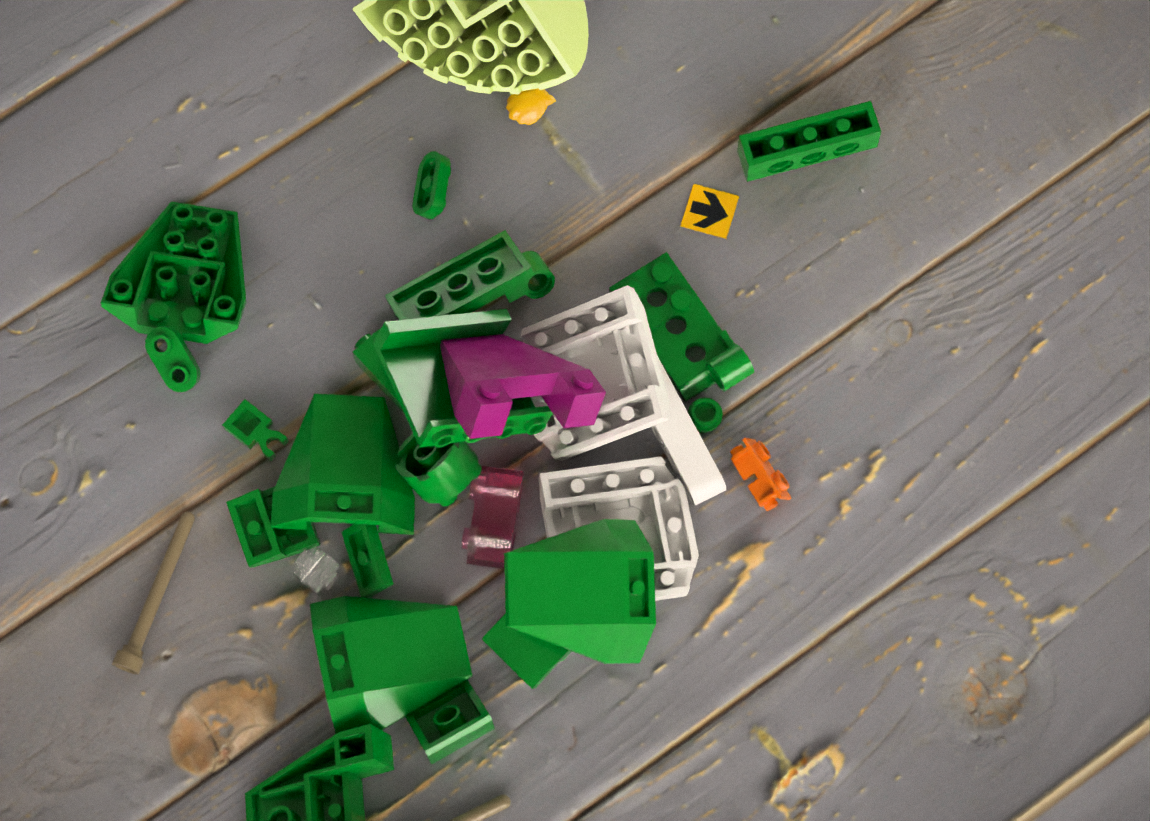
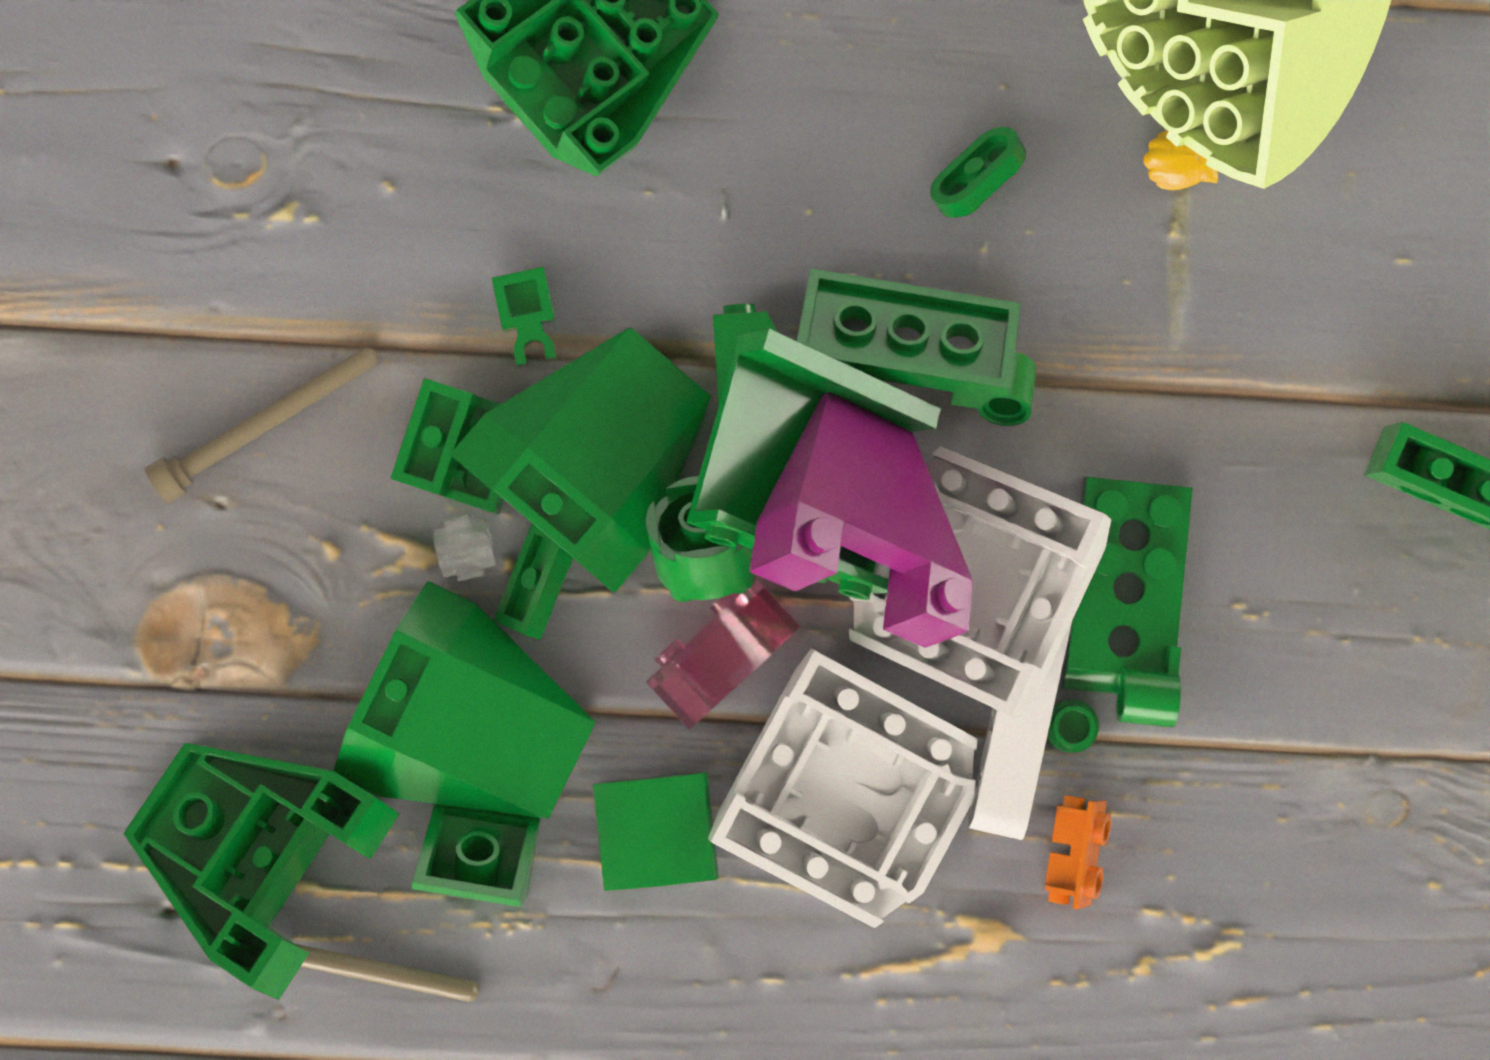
camera: 35 degrees right, 15 degrees up
(173, 358) = (498, 148): green plate -> none
(585, 591) = (755, 837): green wedge -> none
(709, 211) = (1287, 474): yellow sticker -> none

